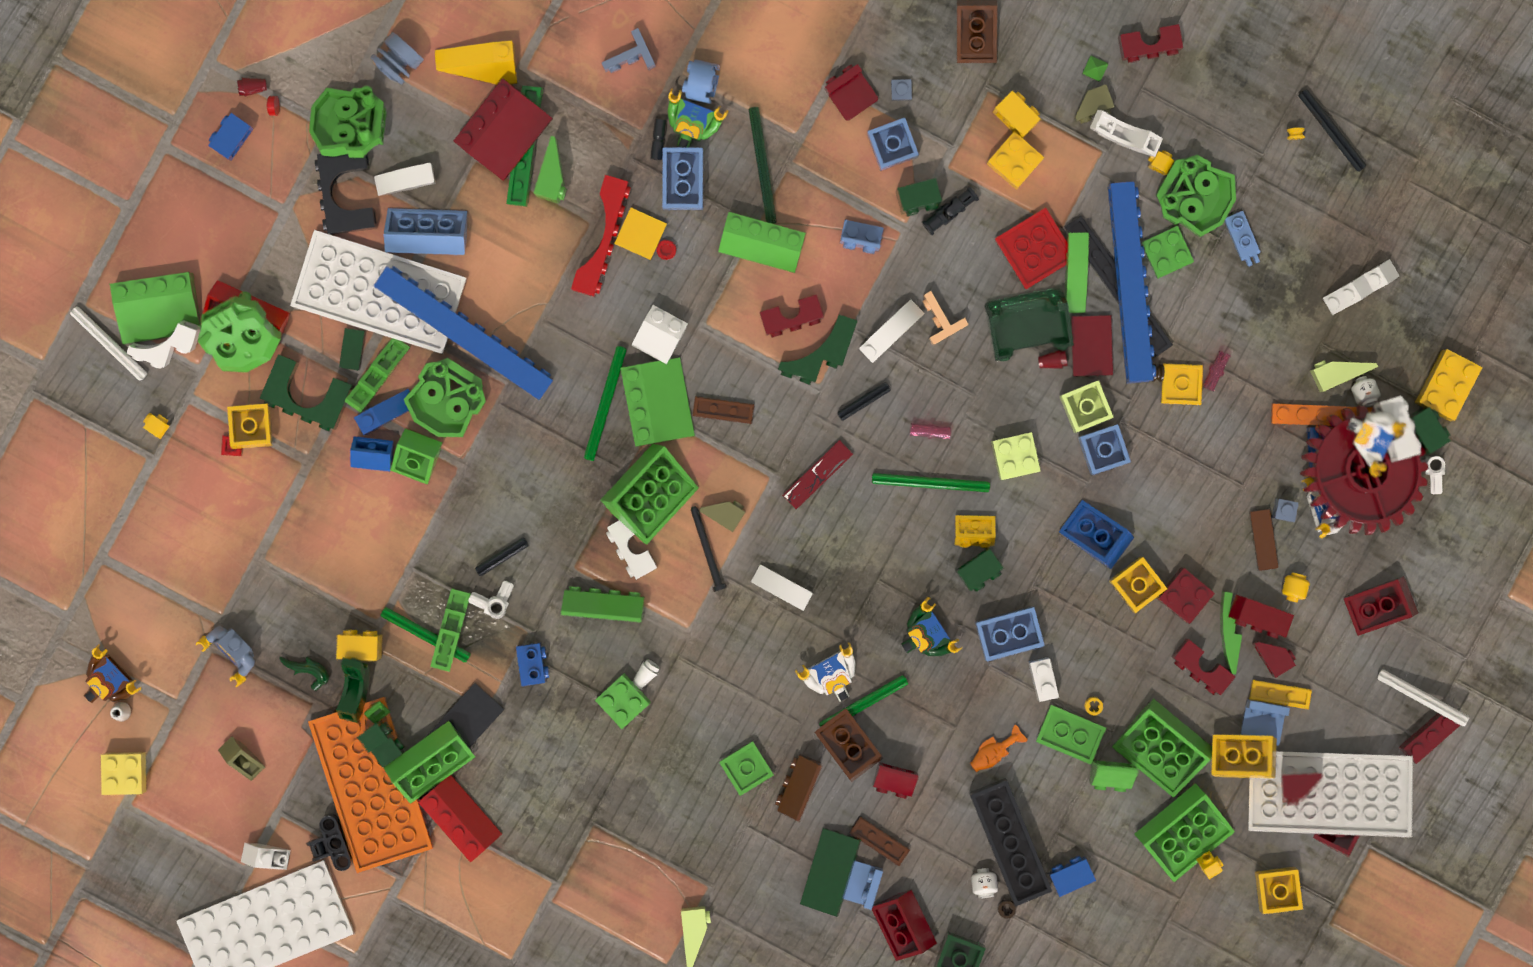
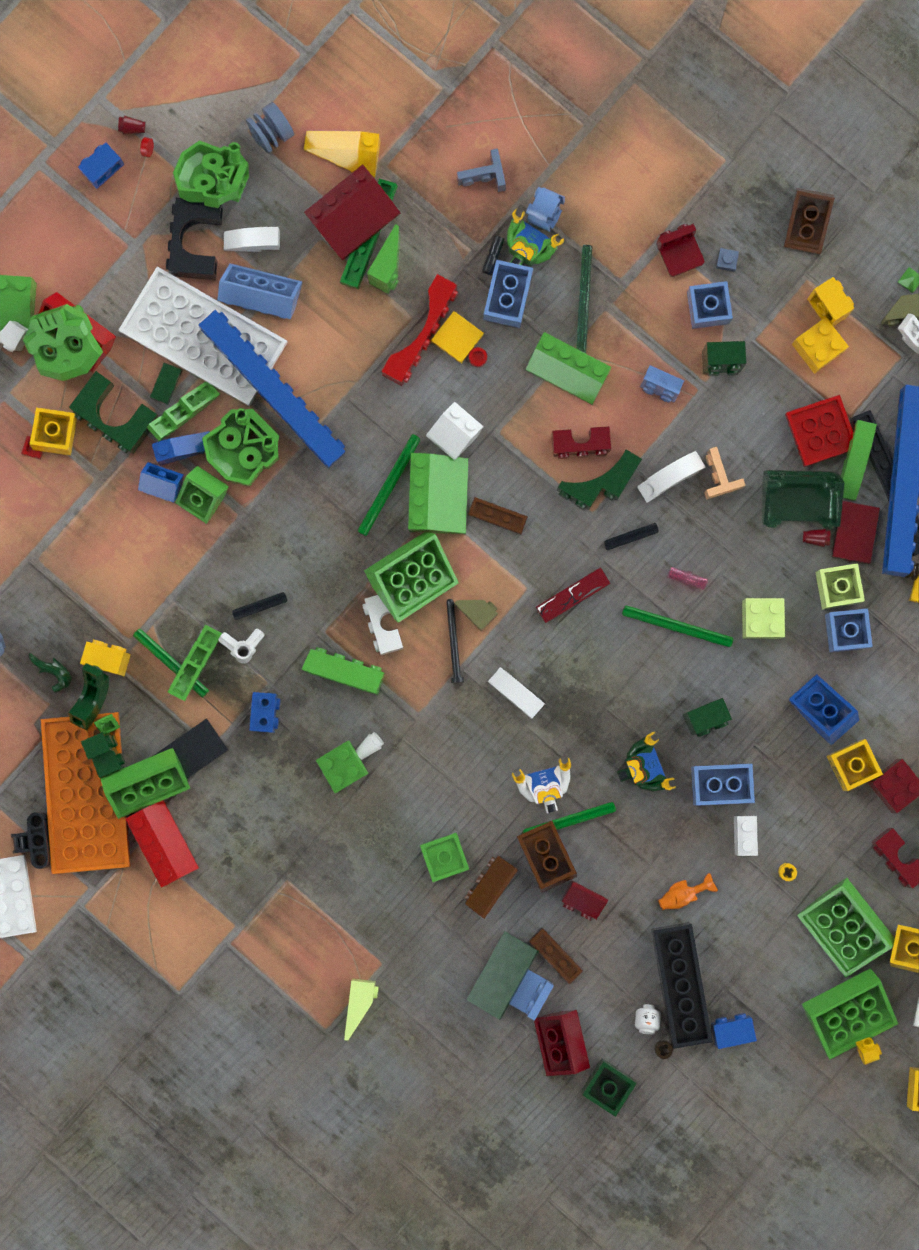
camera: 15 degrees right, 5 degrees down
(956, 205) = (751, 377): black piece -> none
(975, 531) = (709, 680): yellow bracket -> none
(1070, 734) = (760, 894): bright green plate -> none
(1112, 774) = (793, 942): bright green slope -> none

